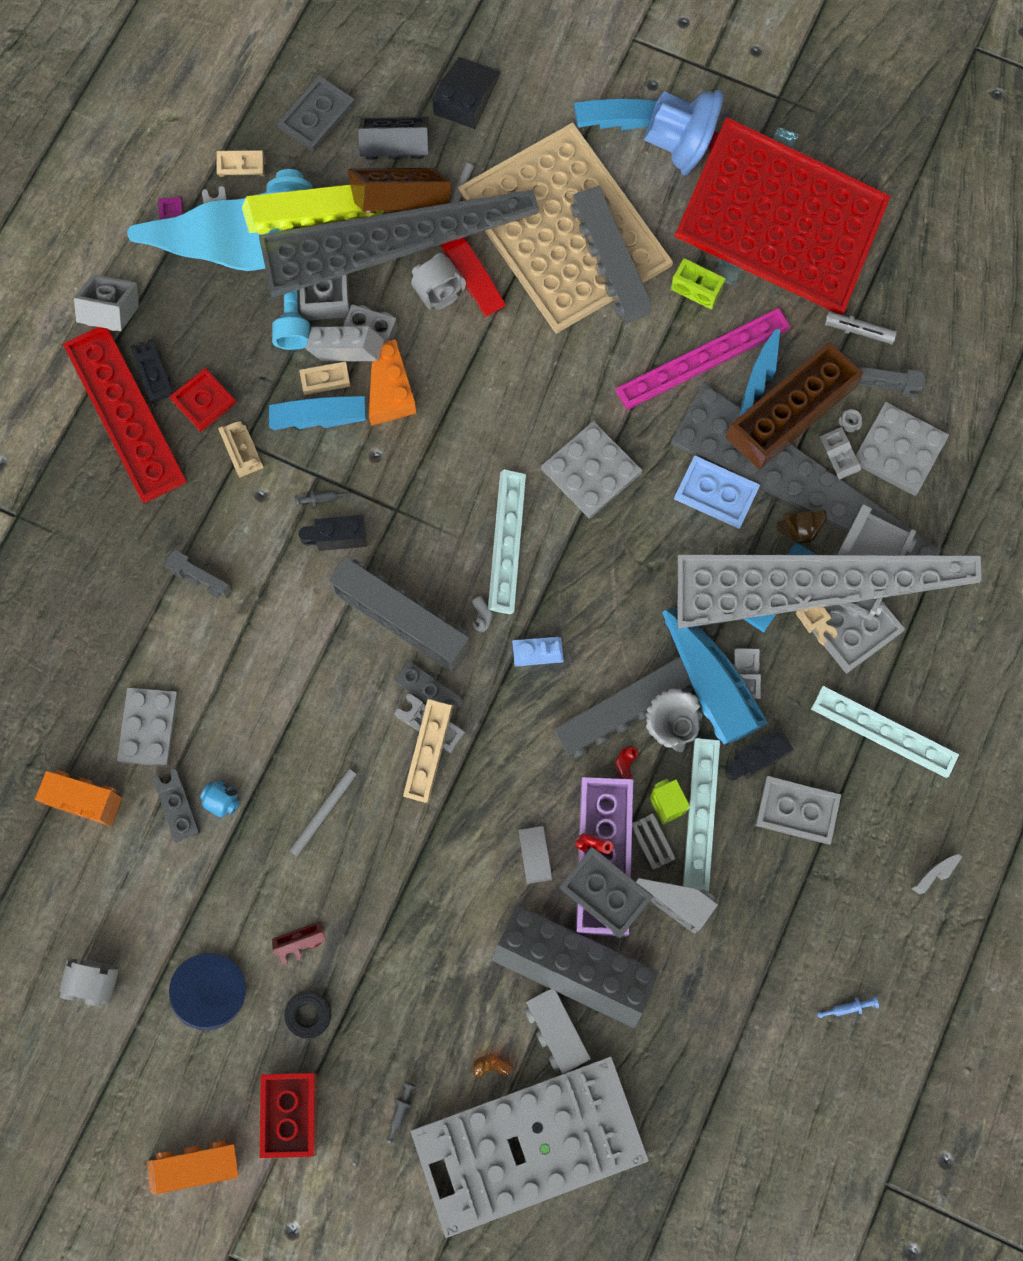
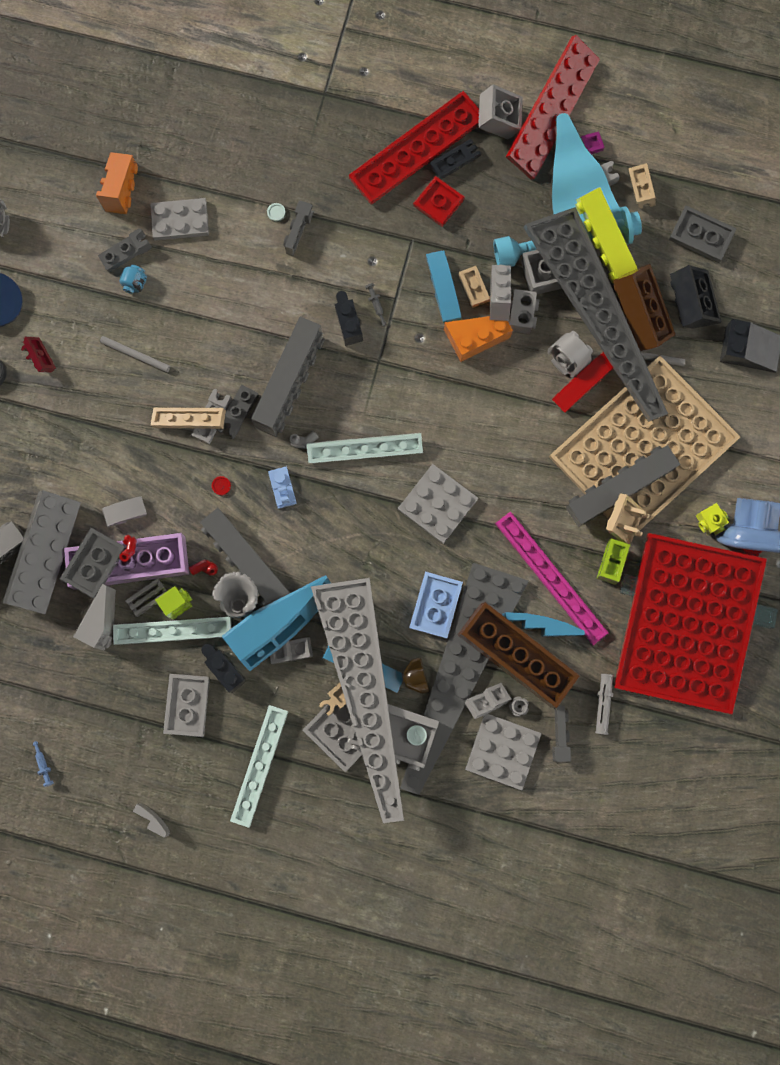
camera: 85 degrees right, 5 degrees up
(112, 243) = (557, 97): none -> plate
(167, 602) = (276, 212): none -> light aqua piece
(240, 448) = (404, 236): tan hinge -> none
(521, 727) = (221, 485): none -> red piece
(614, 113) = (757, 469): dark azure slope -> none
(660, 262) = (625, 519): none -> tan plate
(665, 170) = (712, 520): none -> neon yellow brick
(873, 537) = (416, 735): none -> light aqua piece

